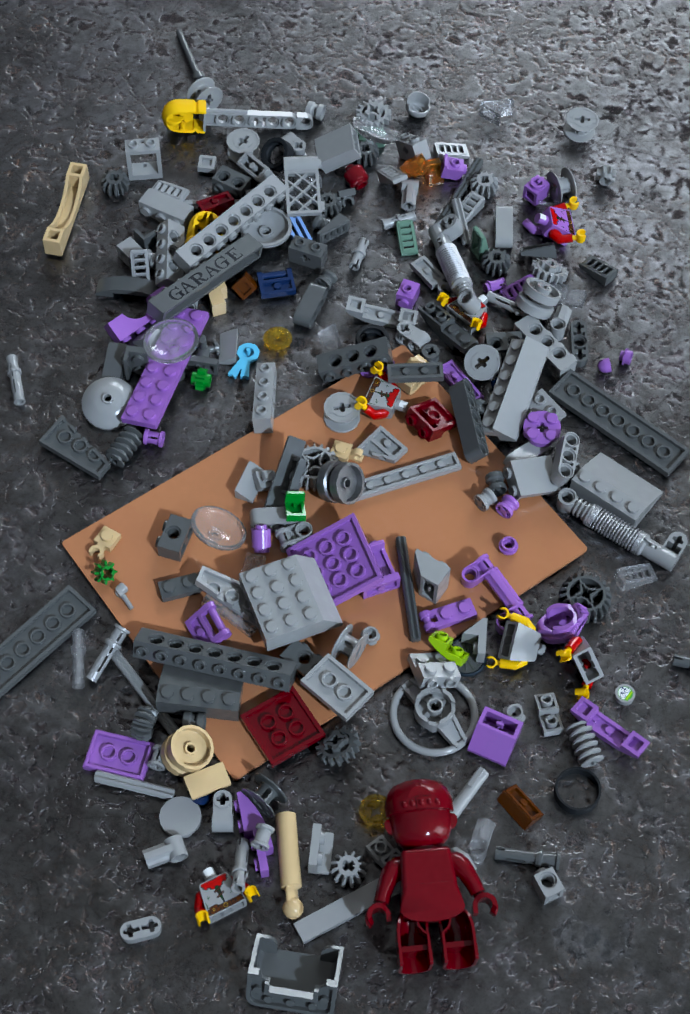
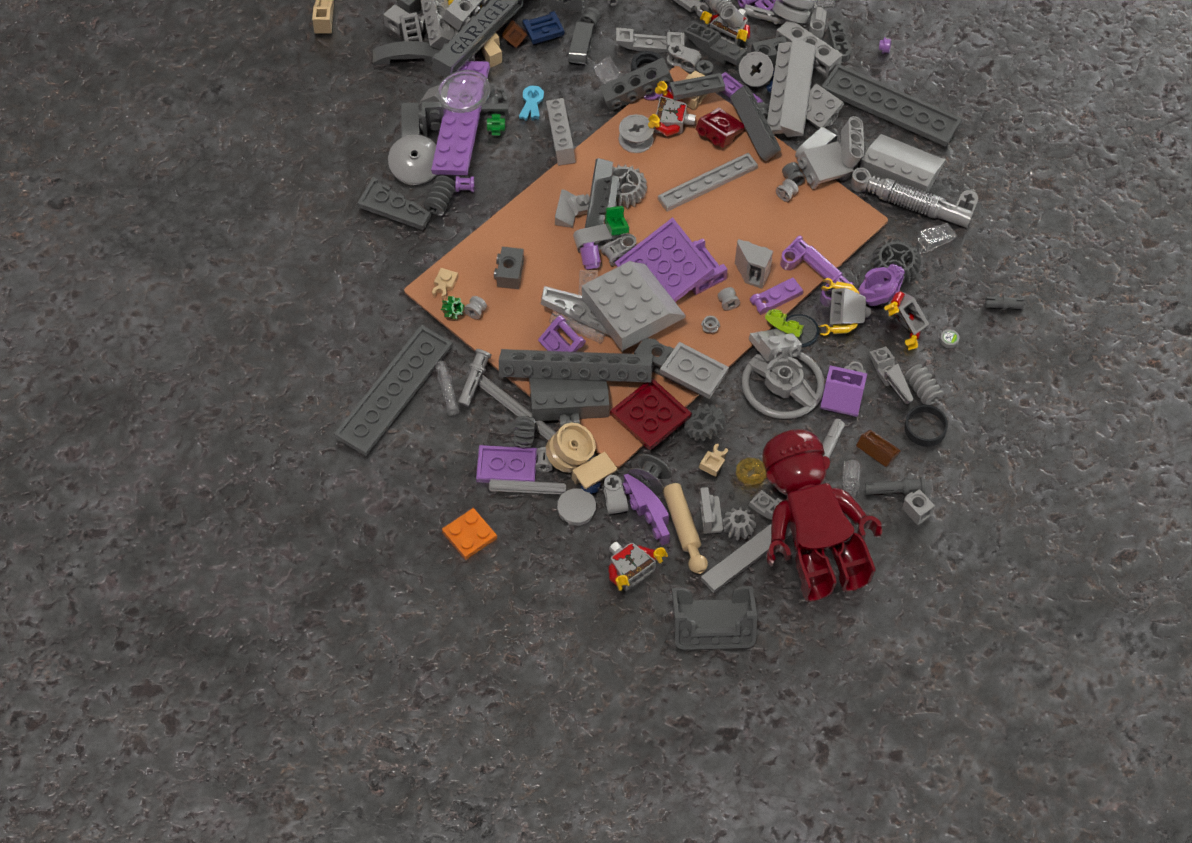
camera: 10 degrees left, 0 degrees up
(14, 374) = (316, 147): light grey pin -> none
(60, 827) = (469, 533): none -> orange plate
(120, 592) = (471, 324): light grey hand -> none
(123, 326) = (409, 87): medium lavender arch -> none
(128, 575) = (475, 307): none -> light grey wheel
(140, 924) = (566, 605): light grey beam -> none
(171, 850) = (575, 535): light grey piece -> none
(178, 587) = (525, 310): dark grey hinge -> none
(218, 528) = (548, 252): clear dish -> none
(228, 347) = (514, 92): light grey slope -> none
(240, 870) = (644, 538): light grey pin -> none
(262, 837) = (658, 506): light grey bush -> none
(276, 333) = (553, 73): clear yellow gear -> none
(337, 791) = (713, 461): none -> tan plate
(340, 482) = (652, 194): flat silver wheel -> none
(345, 451) = (648, 168): tan plate -> none
(349, 646) = (696, 334): light grey piece -> none
(383, 446) = (680, 158): light grey wing -> none
(395, 610) = (728, 298): none -> light grey wheel
(407, 294) = (670, 18): medium lavender brick -> none
(408, 589) = (734, 278): dark grey axle -> none
(477, 636) = (808, 309): light grey slope -> none
(507, 506) = (808, 193): medium lavender wheel -> none
(510, 541) = (817, 223): medium lavender plate -> none
(545, 419) = (827, 110): medium lavender plate -> none
(555, 734) = (898, 382): none -> light grey slope
(604, 365) = (867, 56): medium lavender hinge -> none
(608, 730) = (943, 371): medium lavender slope -> none

